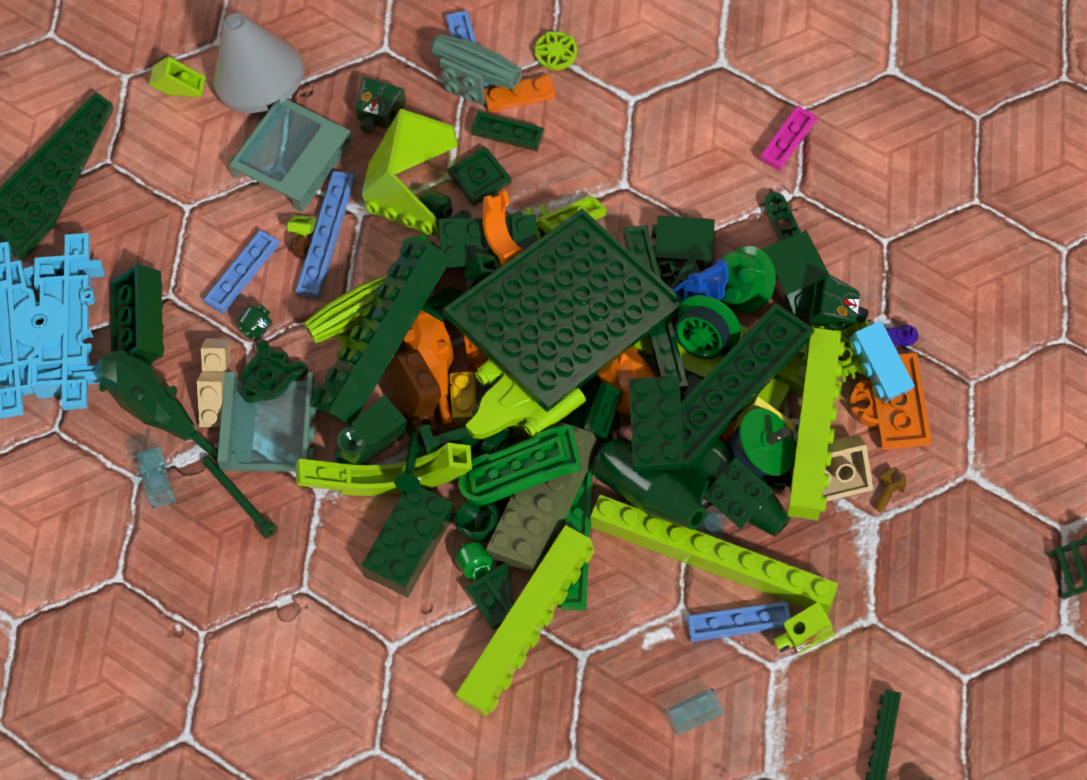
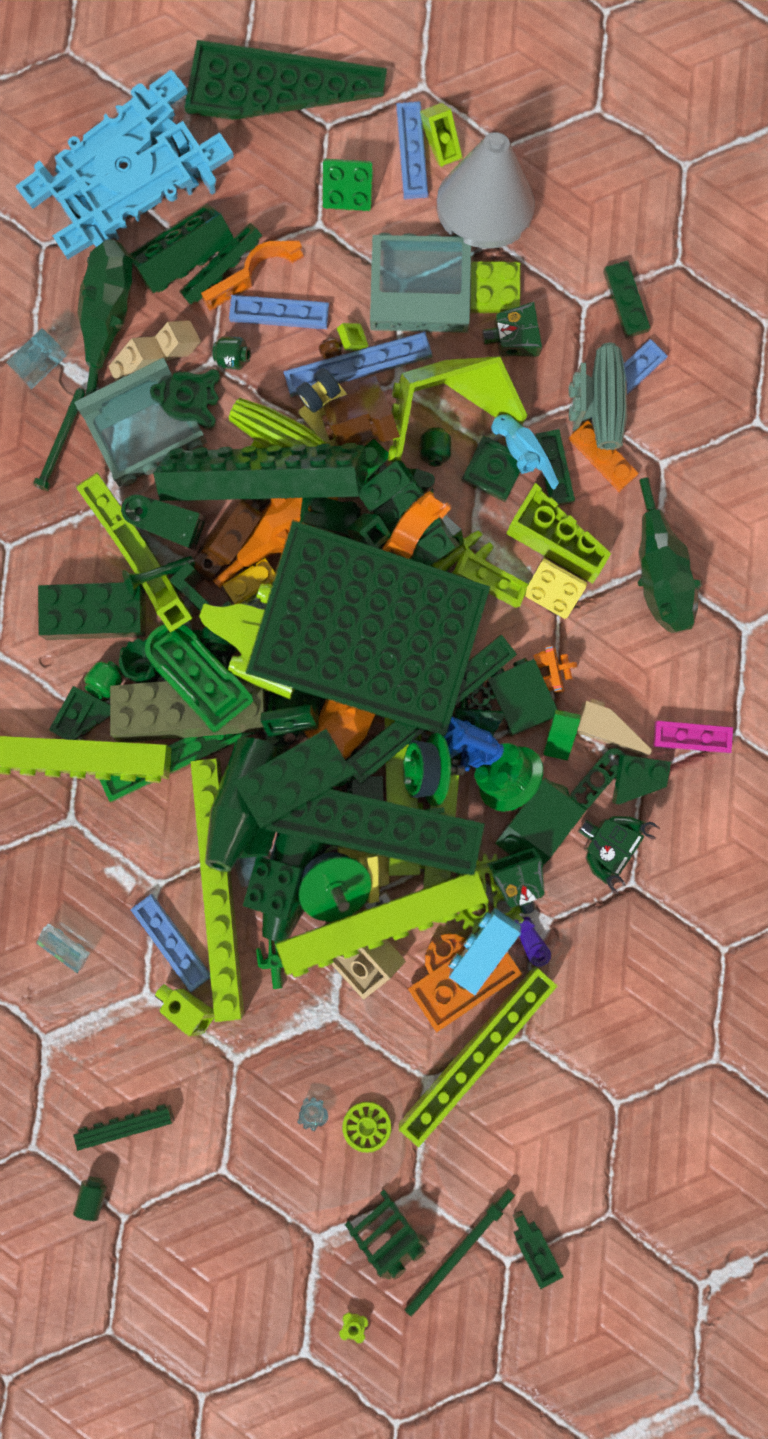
camera: 60 degrees right, 20 degrees up
(172, 165) = (347, 184): none -> green bracket
(173, 109) = (412, 150): none -> medium blue tile
(174, 290) = (226, 258): none -> dark green plate
(192, 241) = (241, 280): none -> orange piece
(331, 100) = (494, 286): none -> lime plate
(348, 268) = (315, 398): none -> plate
(379, 236) = (360, 415): none -> reddish brown brick
(401, 17) = (626, 299): none -> dark green plate
(479, 140) = (524, 447): none -> medium azure animal
(556, 50) = (670, 464): lime wheel -> none
(566, 153) = (557, 536): none -> lime wedge
(608, 174) = (555, 588): none -> light yellow bracket
(642, 89) = (665, 570): none -> dark green piece
(665, 207) = (549, 658): none -> orange hips
(732, 226) = (561, 734): none -> green tile
(745, 193) = (605, 726): none -> tan slope
(799, 190) = (639, 777): none -> dark green wing
(801, 544) = (272, 962): none -> green piece
(845, 234) = (613, 845): none -> dark green torso
(889, 488) = (370, 1014): pearl gold bar -> none
(954, 570) = (318, 1119): none -> clear light blue animal
(968, 418) = (476, 1056): none -> lime brick
(985, 539) = (366, 1127): none -> lime wheel

